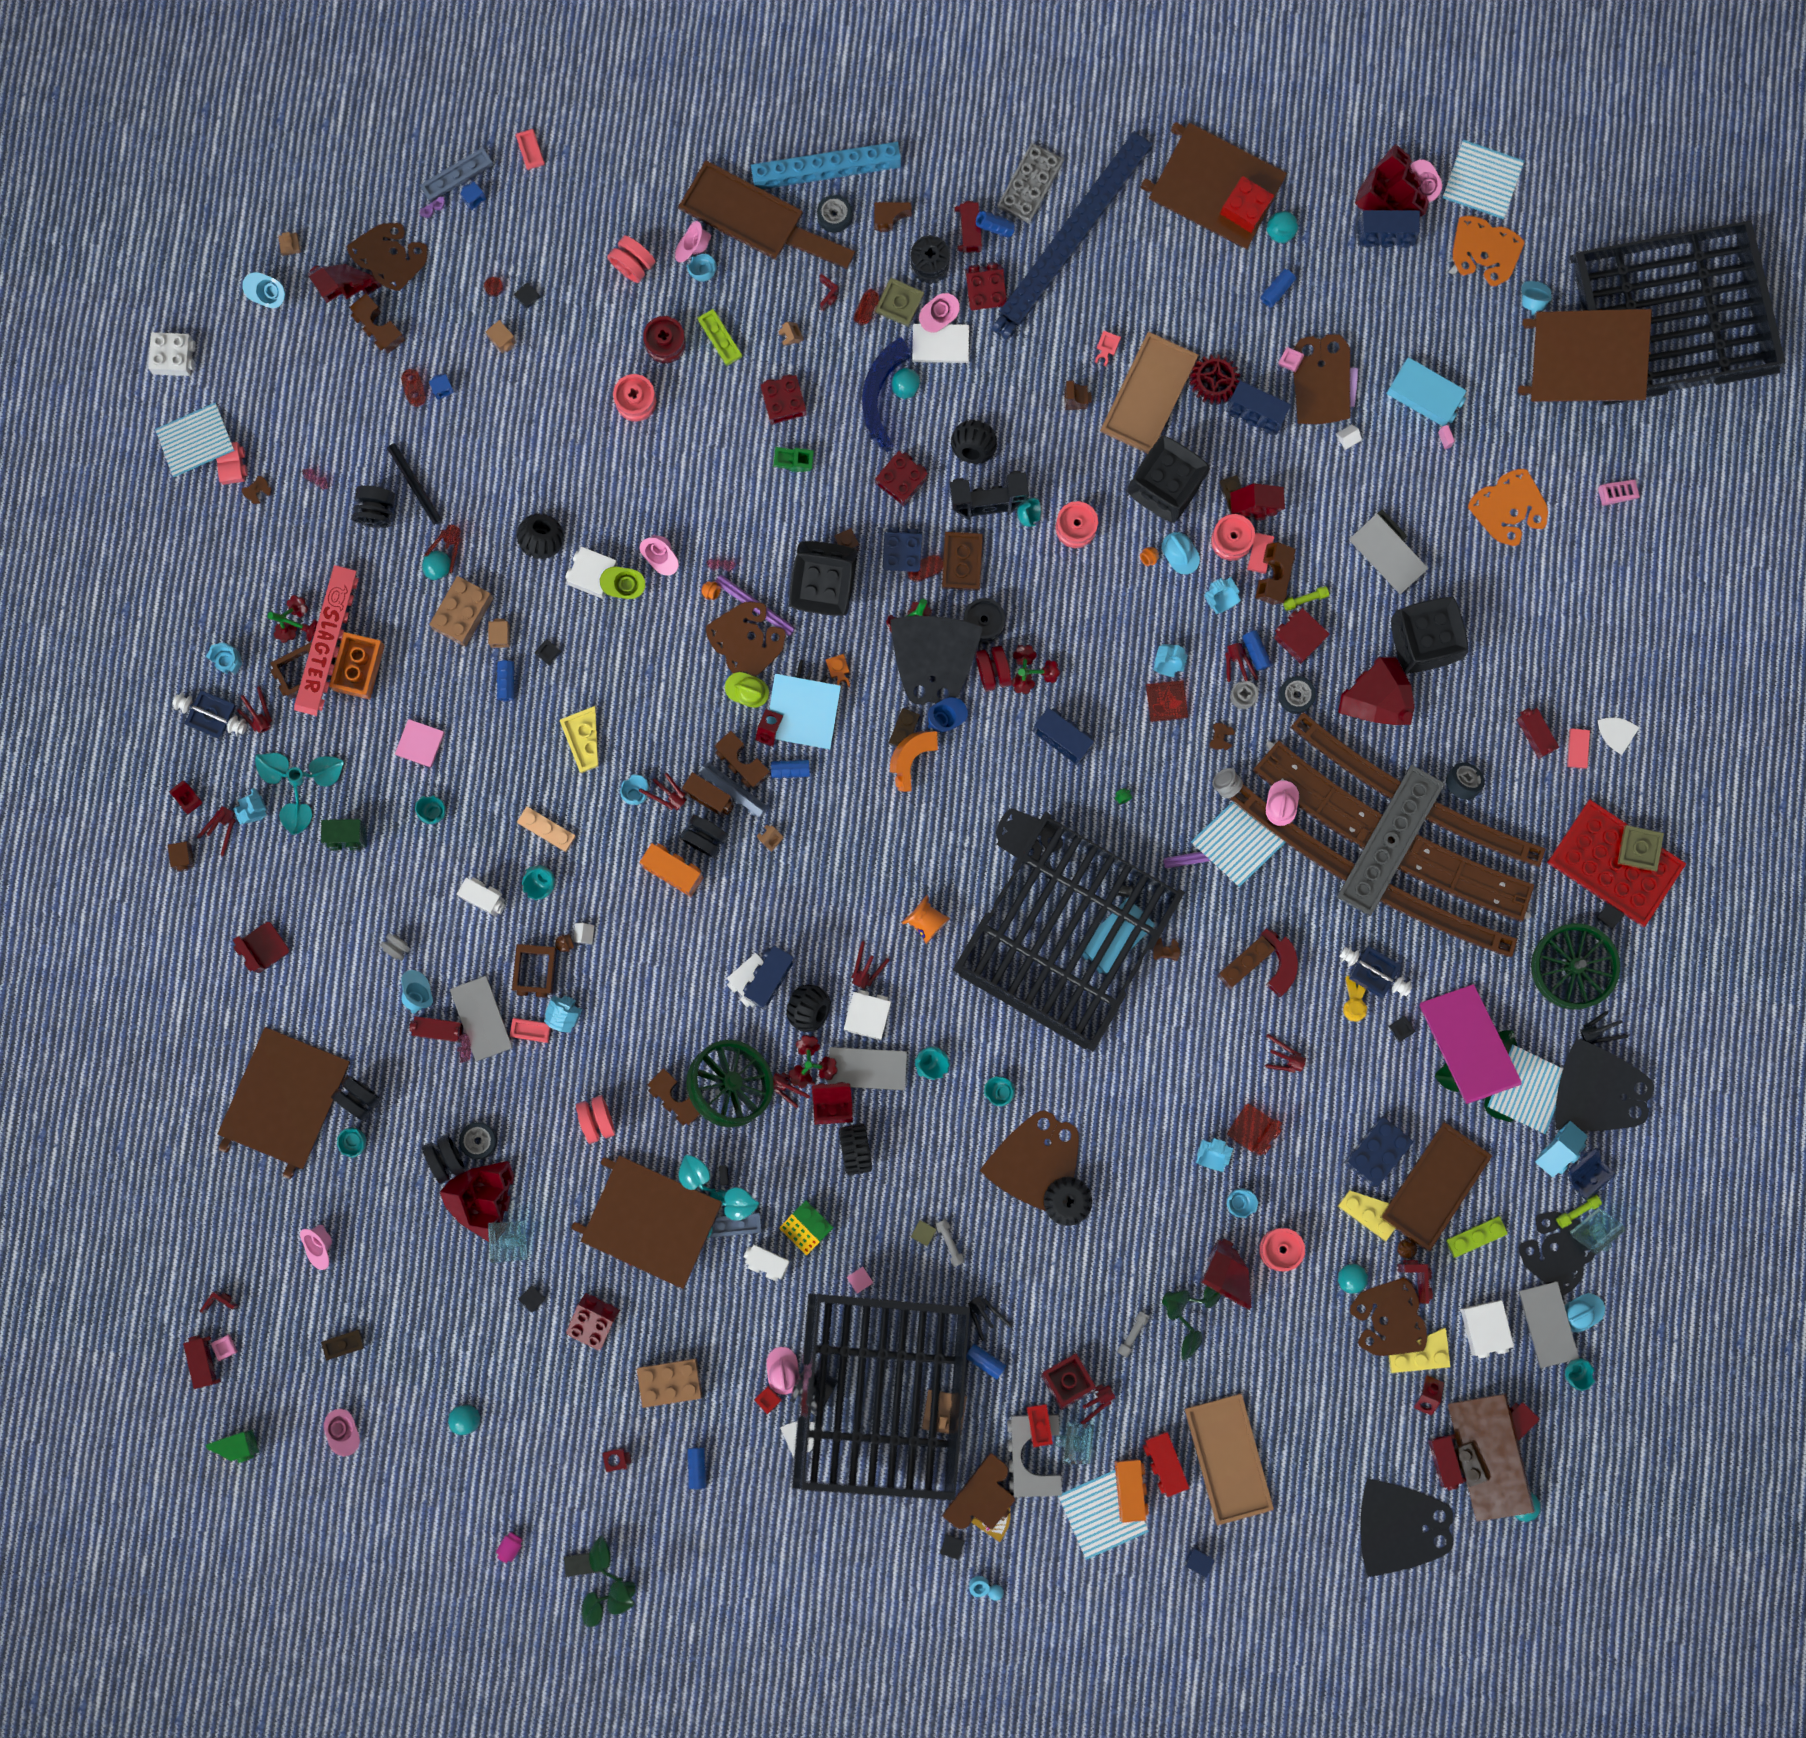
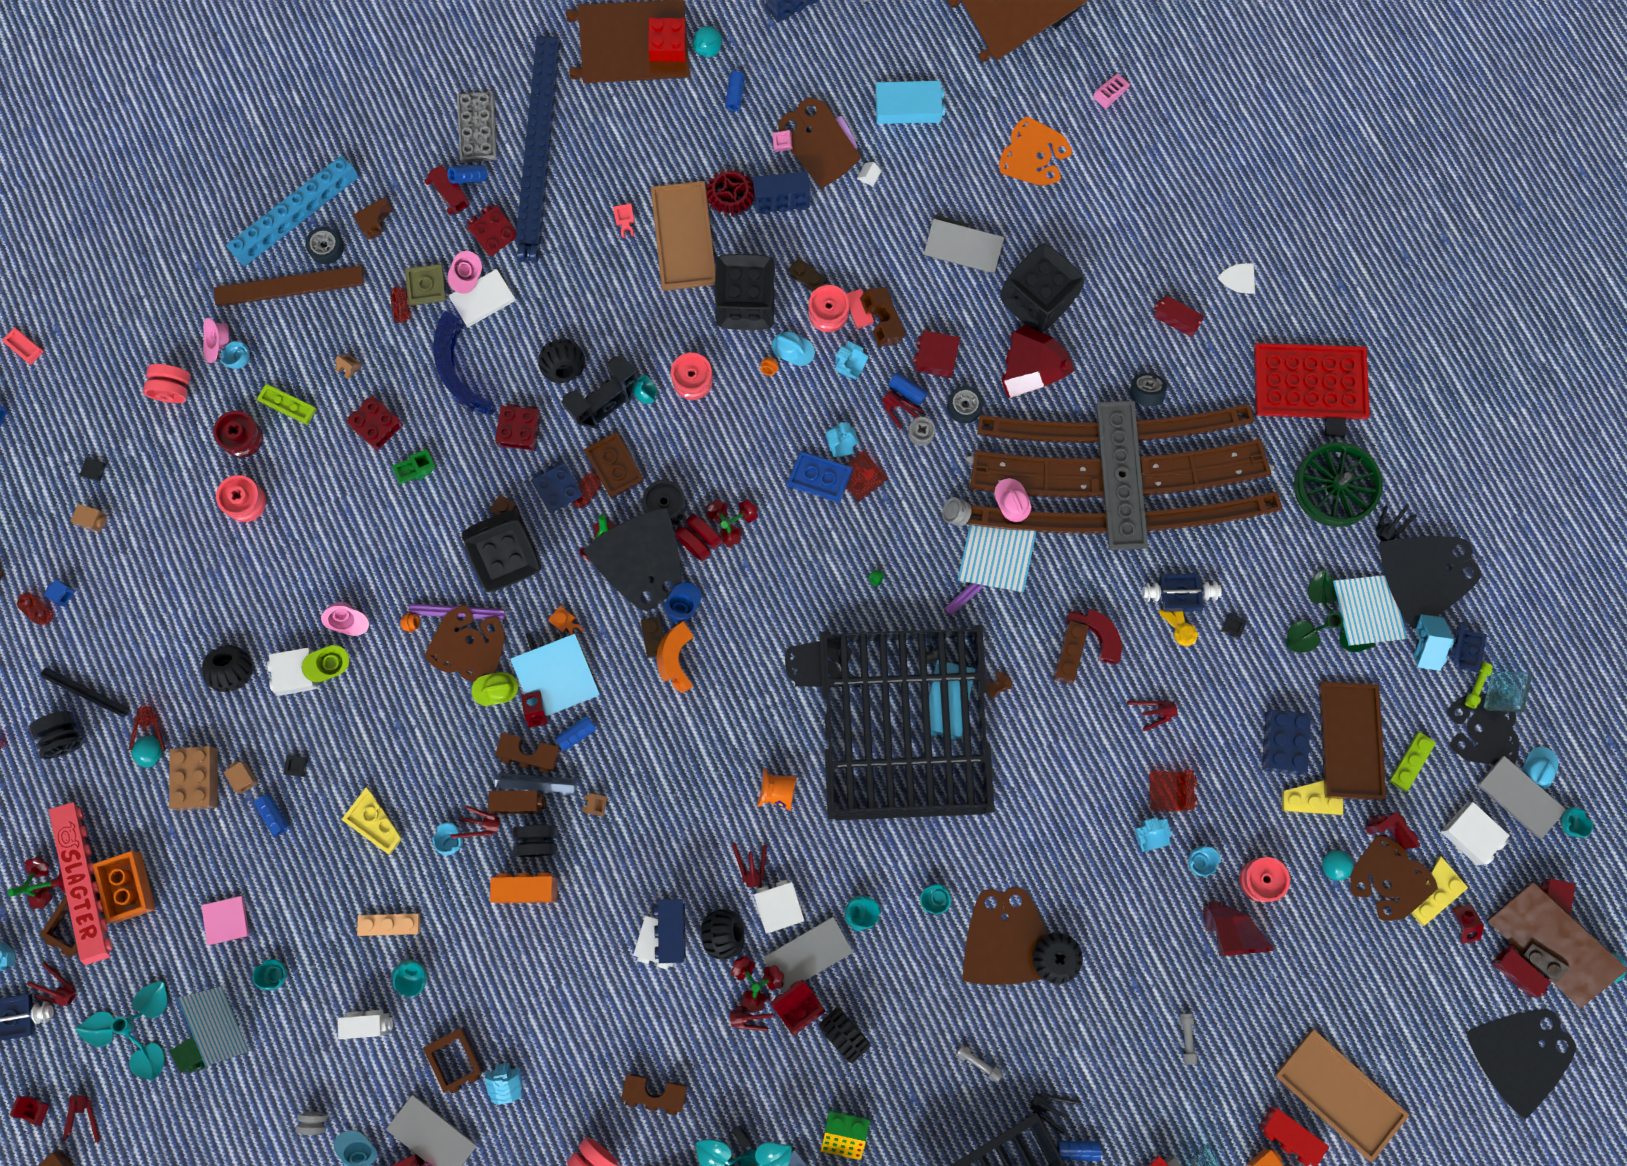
camera: 35 degrees left, 5 degrees down
(250, 808) = (99, 1080): medium azure hair -> none
(366, 821) = (213, 1025): none -> sticker
(493, 286) = (57, 479): clear red tile -> none
(530, 1030) = (483, 1118): coral tile -> none
(564, 943) = (467, 1017): reddish brown plate -> none
(583, 933) = (479, 997): white slope -> none
(716, 564) = (401, 597): clear pink piece -> none
(730, 1083) = (695, 1049): dark green wheel -> none
(740, 210) = (240, 288): reddish brown tile -> none
(831, 297) = (364, 314): dark red bracket -> none
(860, 1280) = (921, 1150): bright pink tile -> none
(905, 383) = (472, 348): teal hair -> none
(923, 1233) = (950, 1070): olive tile -> none
(930, 269) = (433, 242): black wheel -> none
(1063, 735) = (793, 557): dark blue brick -> none
(1068, 1381) = (1163, 1120): dark red brick -> none
(1076, 396) = (624, 272): reddish brown arch -> none
(1104, 1395) = (1201, 1113): dark red plant -> none
(1130, 680) = (820, 476): none -> blue tile
(1175, 1305) = (1212, 989): dark green plant -> none
(1219, 731) = (925, 483): reddish brown piece -> none
(1257, 501) = (830, 265): dark red brick -> none
(1321, 593) = (929, 311): lime bar -> none
(1407, 1248) = (1364, 809): reddish brown plate -> none
(1446, 437) = (947, 127): bright pink tile -> none
(1470, 1044) = (1301, 602): dark pink tile -> none
(1578, 748) = (1218, 309): coral tile -> none
(1640, 848) = (1324, 356): olive plate -> none

